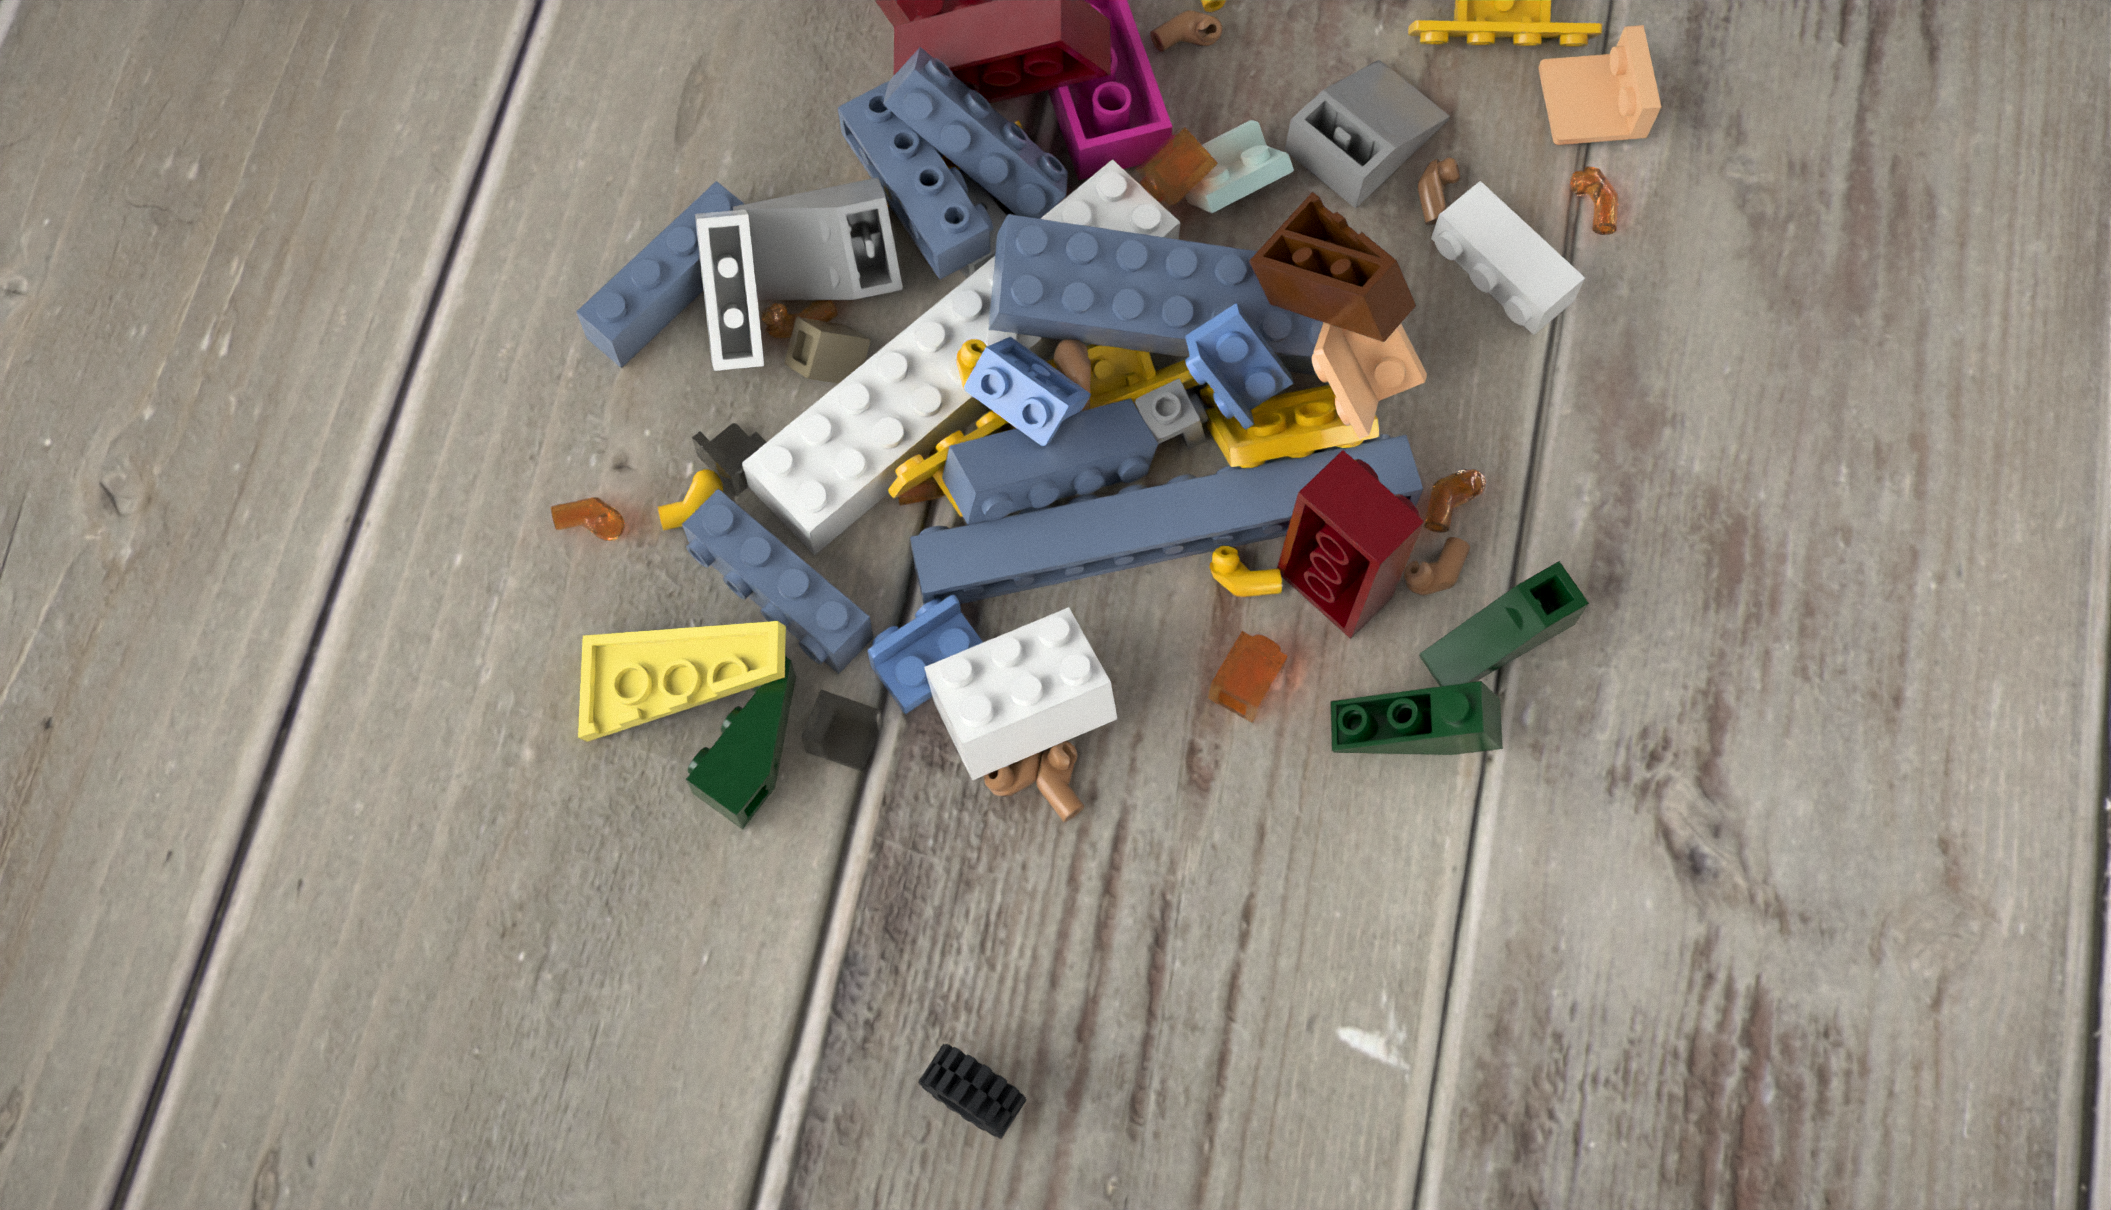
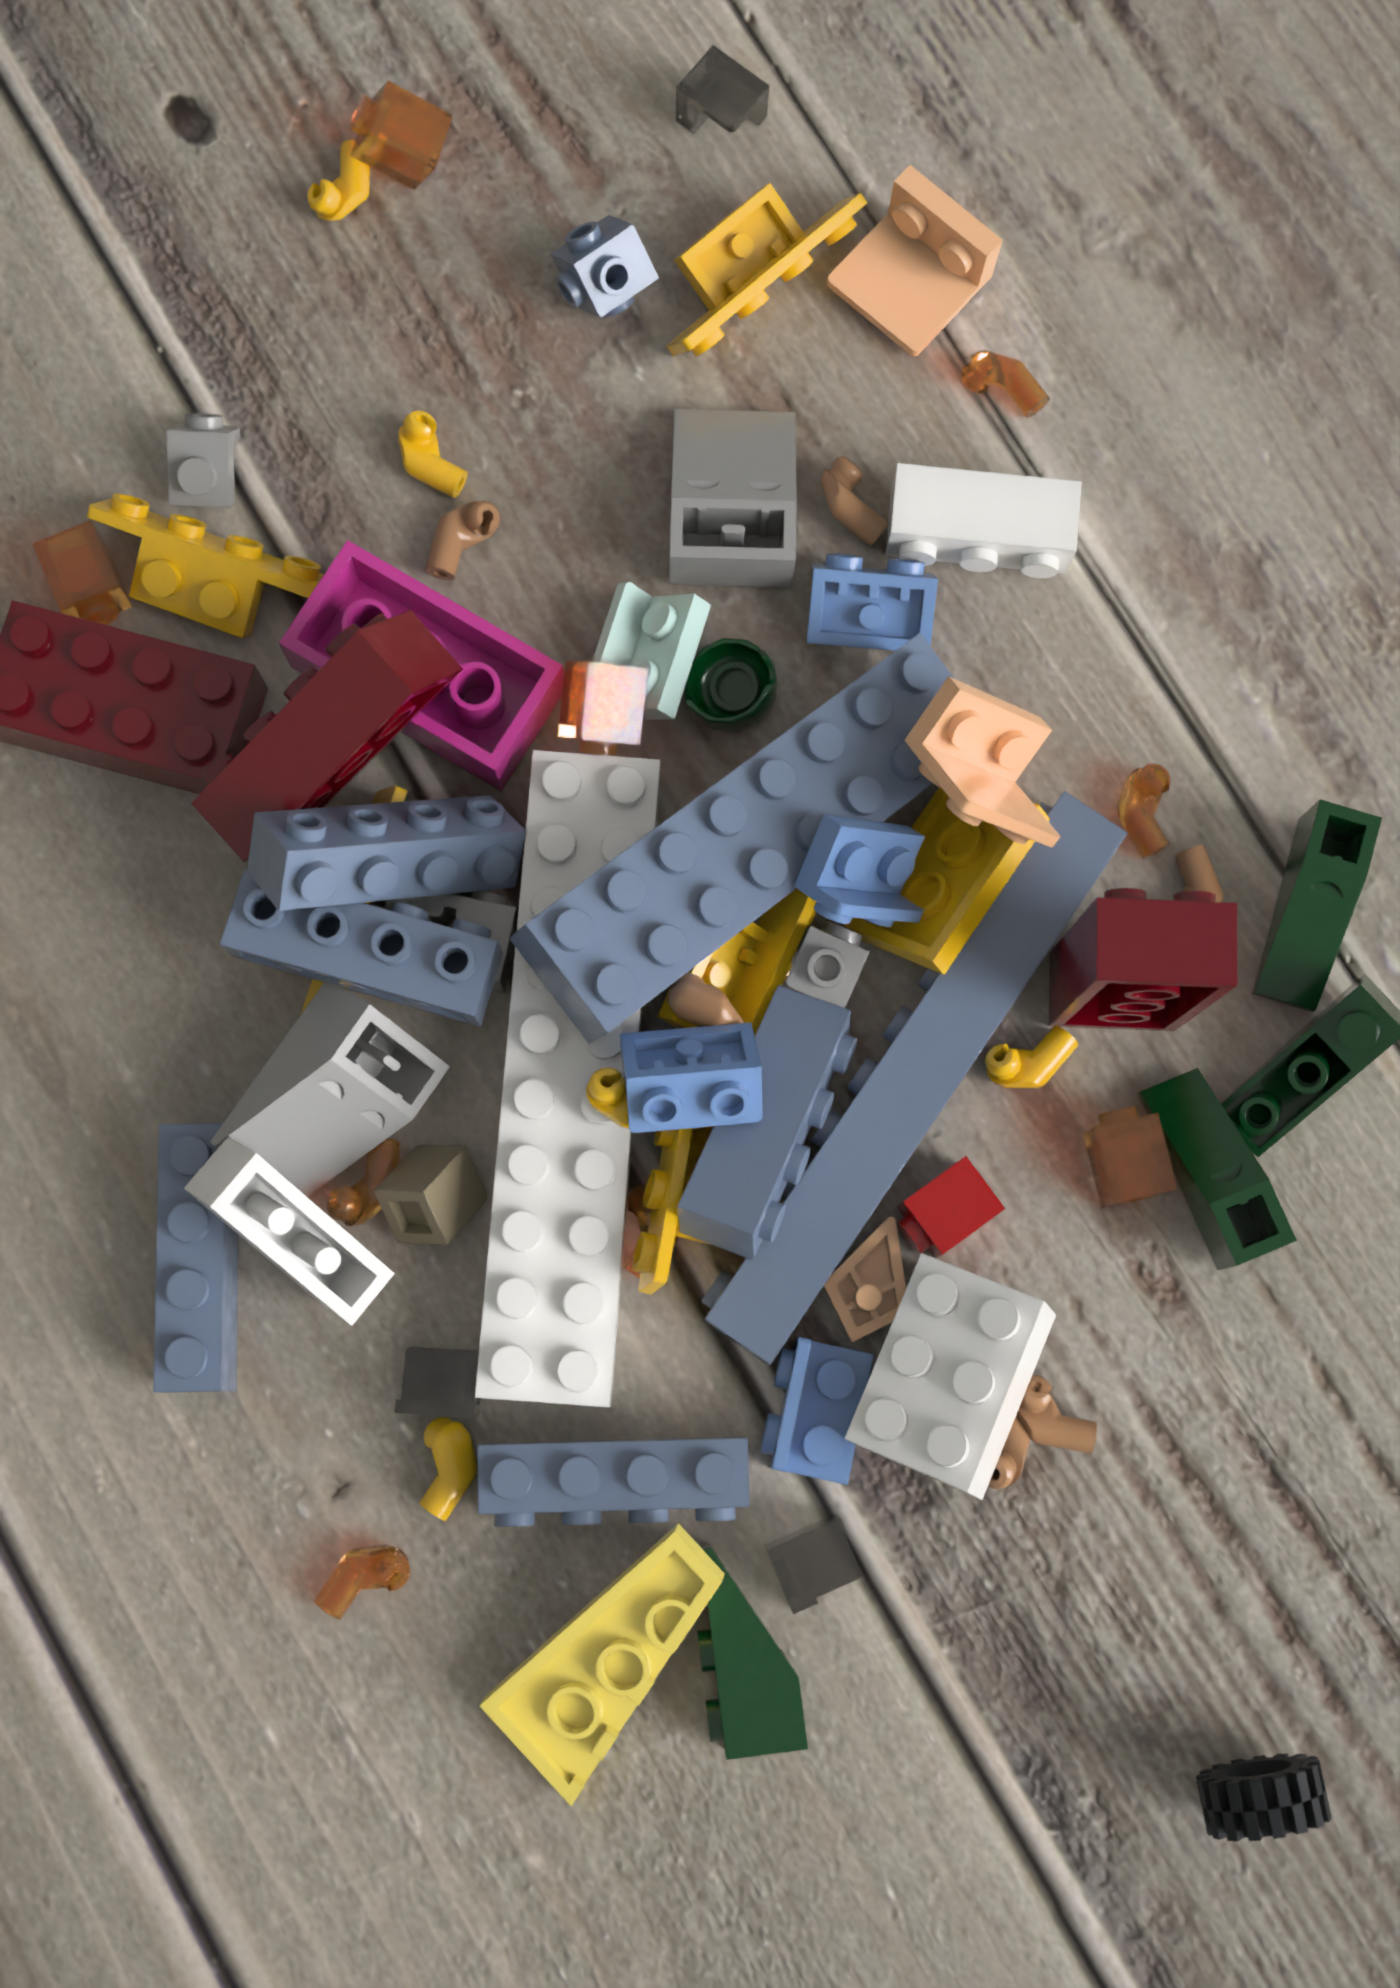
camera: 45 degrees left, 10 degrees up
(1025, 605) = (869, 1283): none -> light nougat piece
(1112, 609) = (948, 1209): none -> red brick
(1258, 219) = (731, 685): none -> dark green hair
(1293, 728) = (1217, 1172): none -> dark green slope
(1332, 273) = (901, 709): reddish brown wedge -> none
(1416, 257) = (870, 605): none -> medium blue bracket

